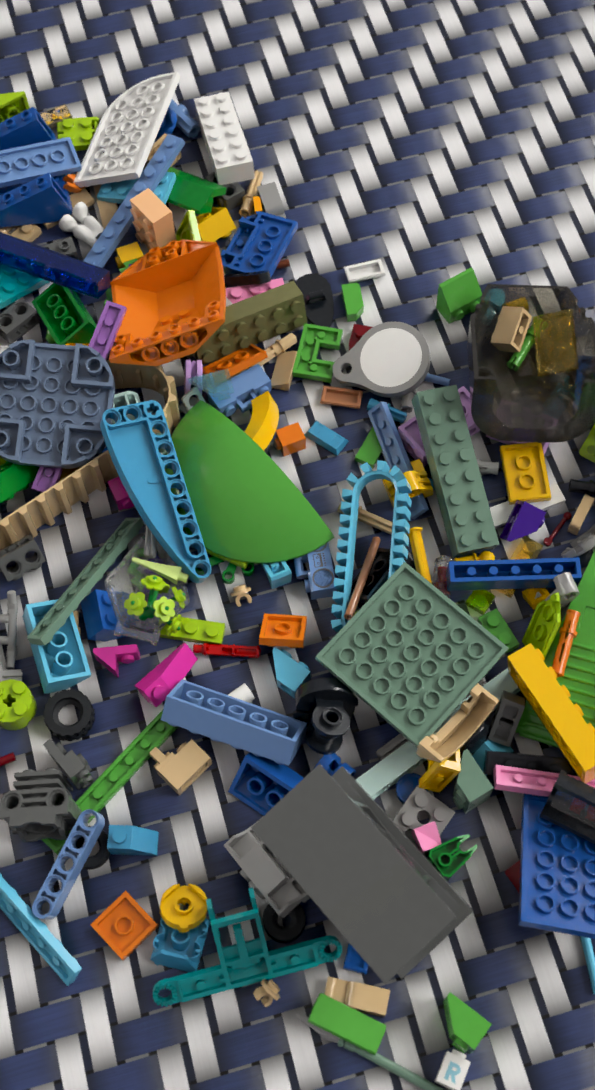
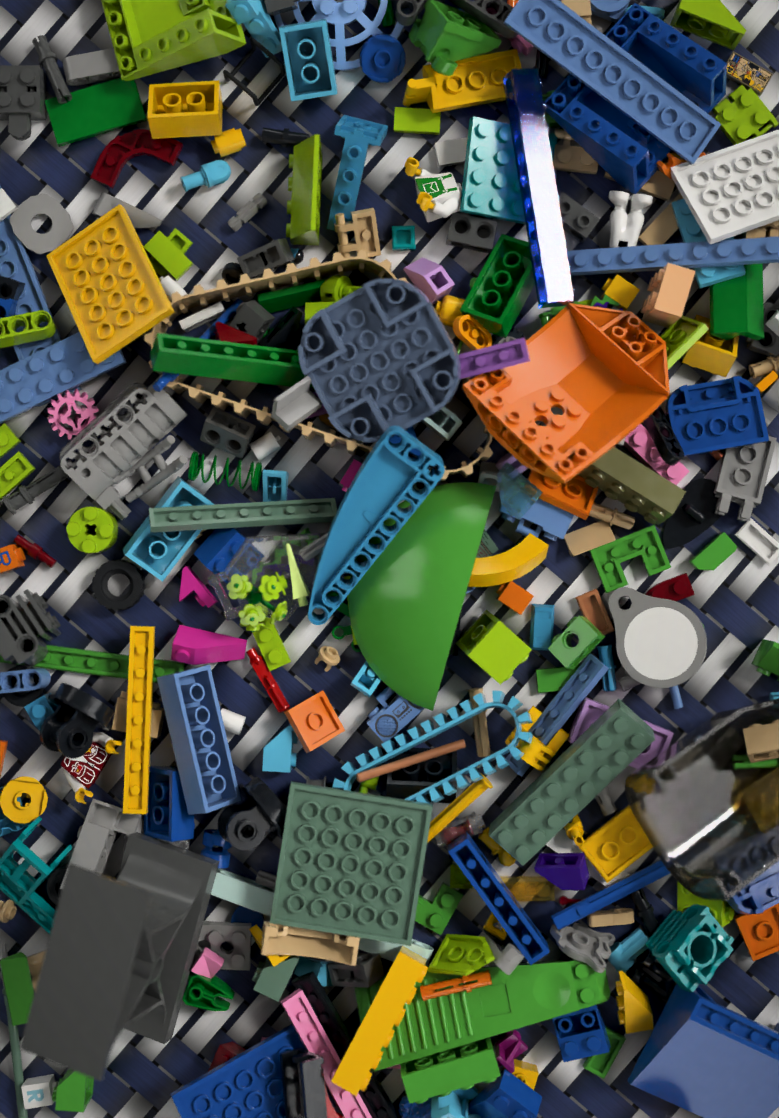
camera: 50 degrees right, 25 degrees up
(34, 484) = (295, 404): none -> light grey panel
(50, 541) = (265, 445): none -> white piece
(65, 556) = (192, 475): none -> green piece
(73, 765) = (70, 628): dark grey plate -> none
(81, 548) = (275, 485): none -> medium azure slope
(145, 805) = (74, 721): none -> black piece
(185, 758) = (138, 719): none -> yellow plate
(187, 830) = (85, 770): none -> torso
(313, 255) = (743, 477): none -> light grey tile
(316, 466) = (494, 647): none -> lime brick
(359, 424) = (588, 638): none -> bright green brick
(496, 497) = (575, 831): none -> yellow piece
(562, 496) = (609, 895): none -> blue piece

